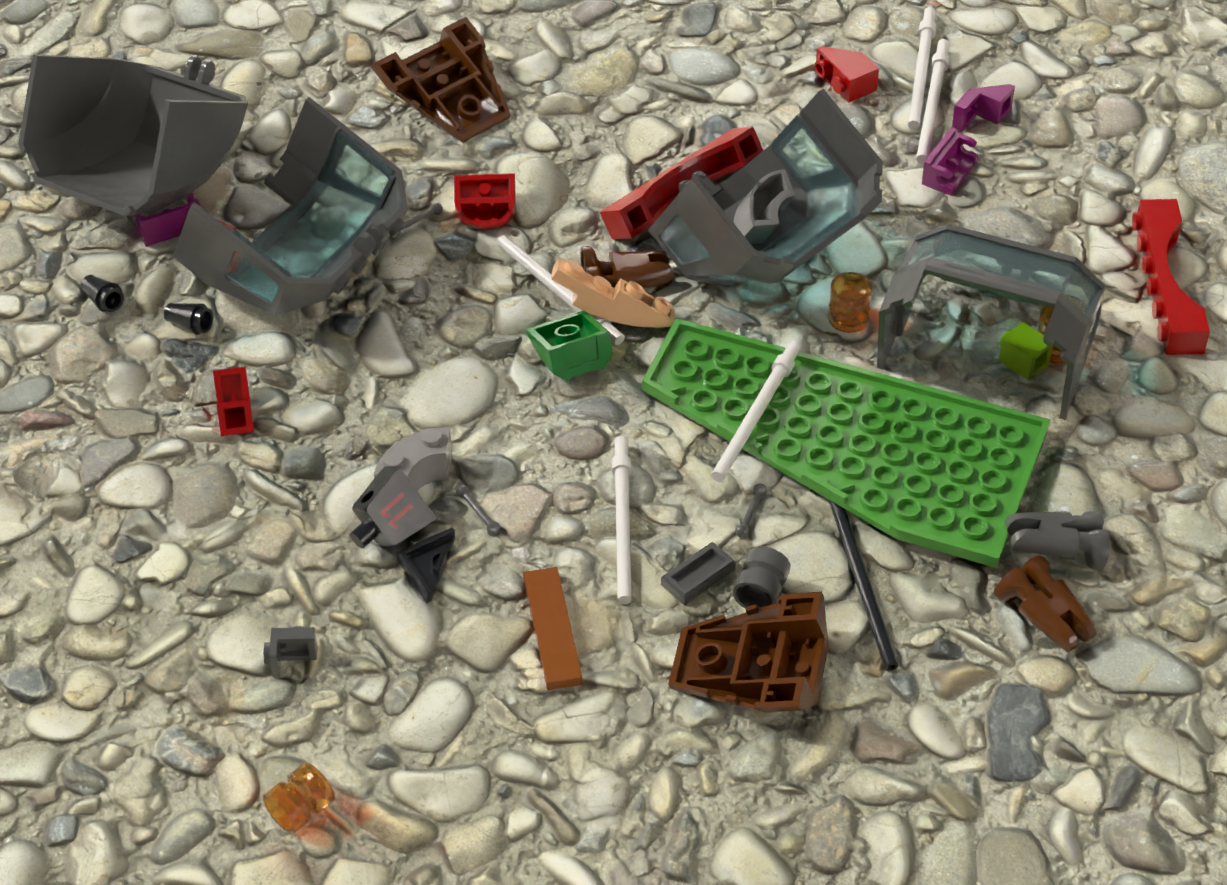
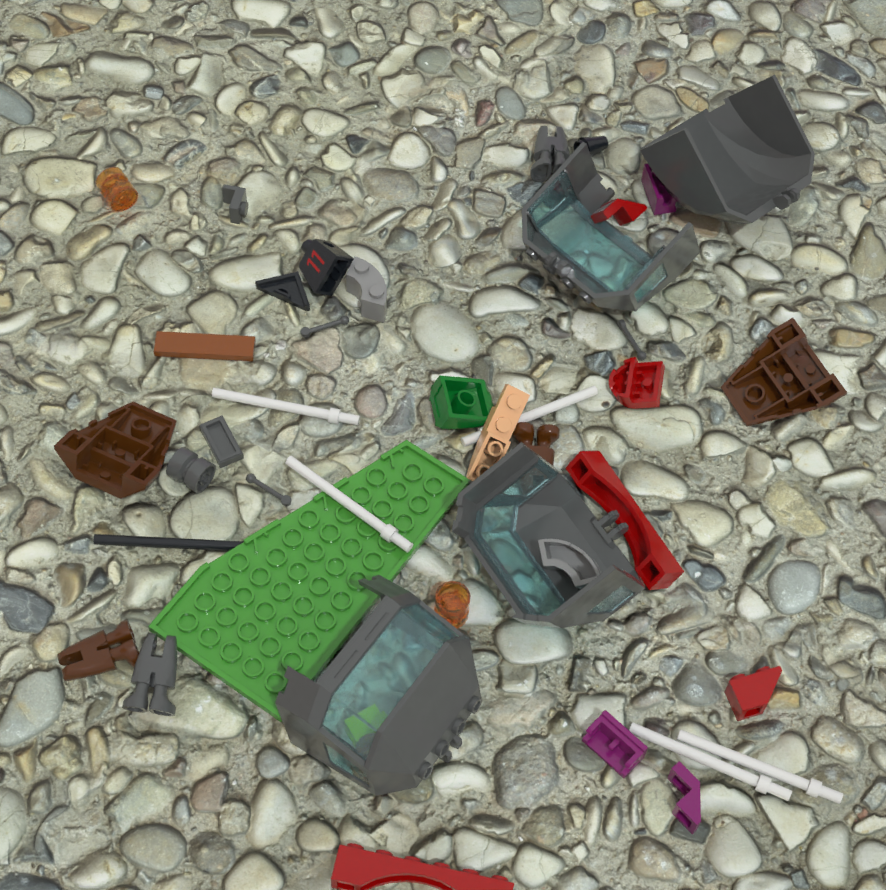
camera: 100 degrees right, 10 degrees up
(121, 325) = (548, 152): none -> dark grey piece
(233, 401) = (457, 205): red slope -> none

